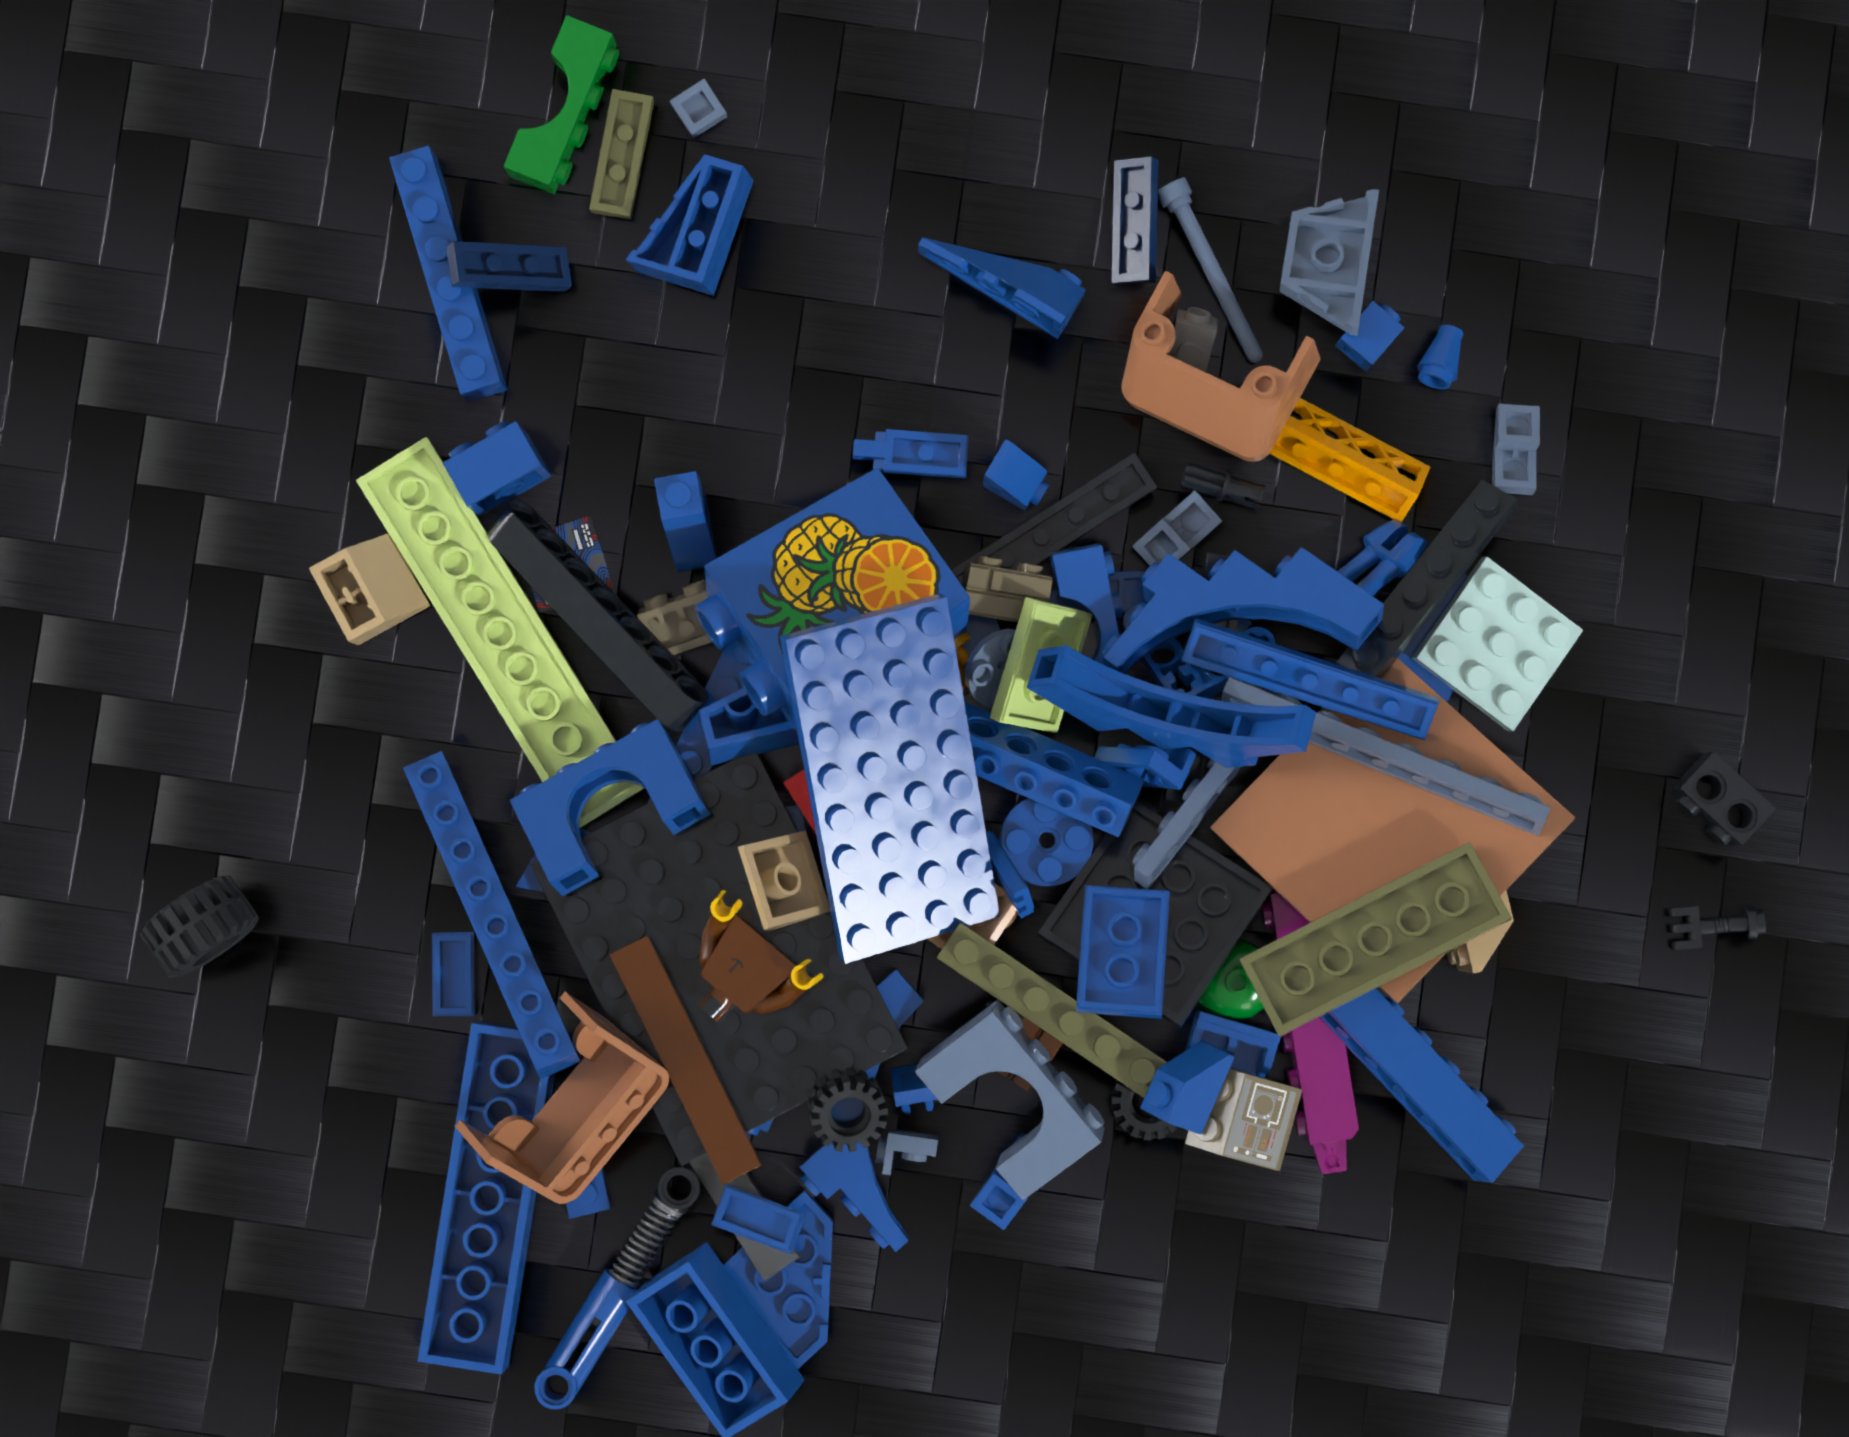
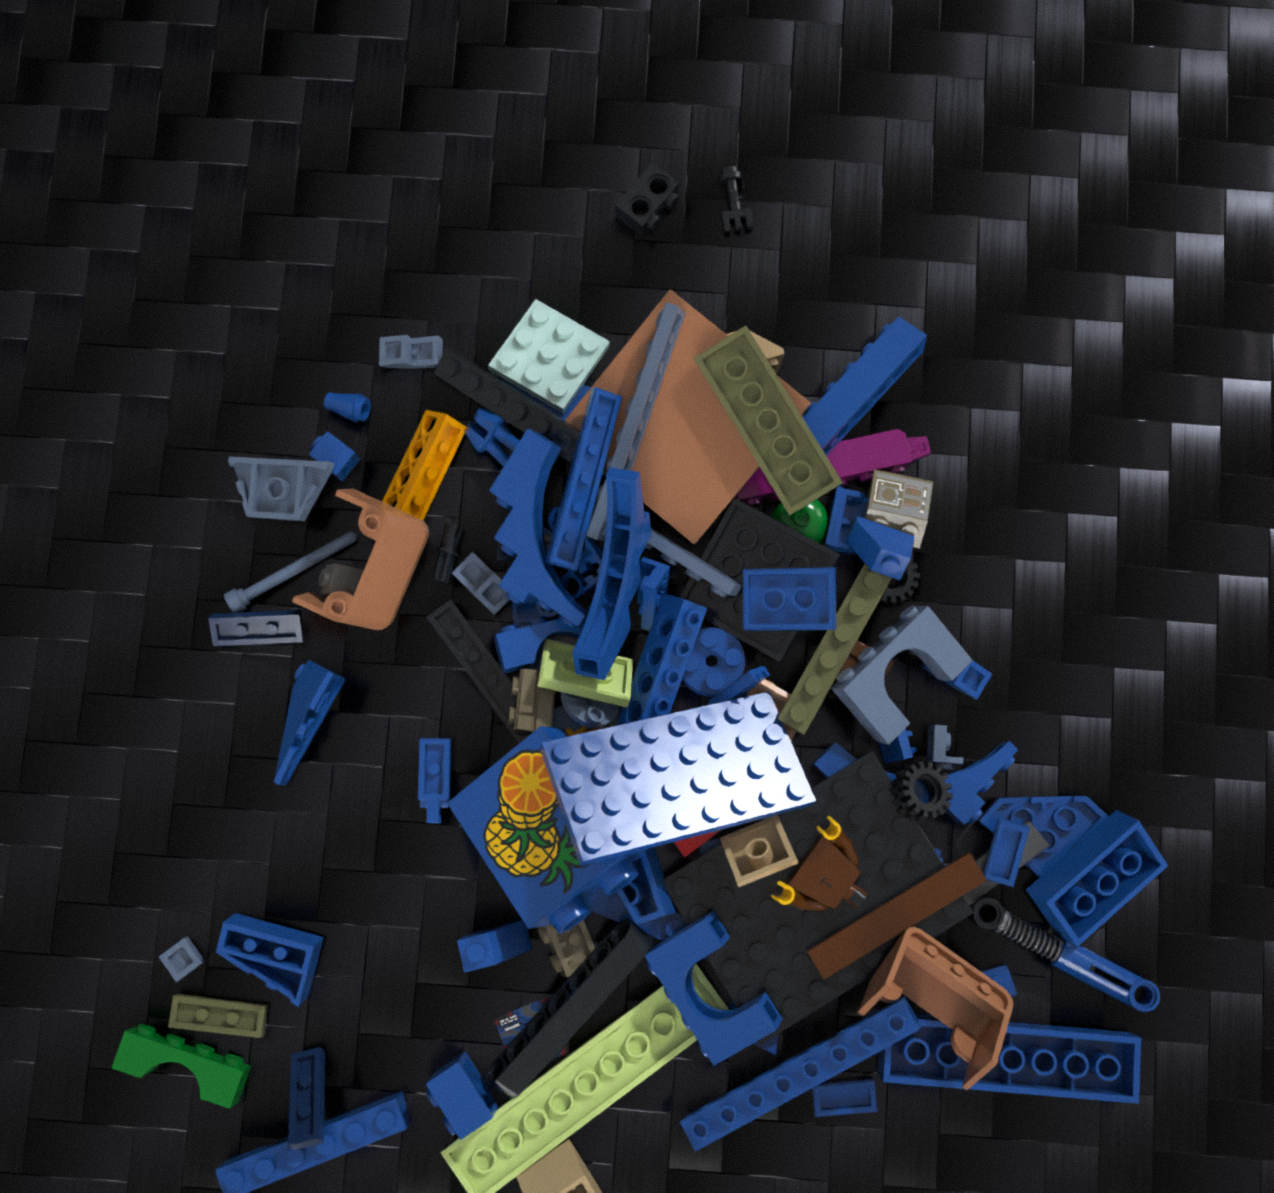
camera: 95 degrees left, 5 degrees down
(1016, 477) = (448, 701): blue slope -> none

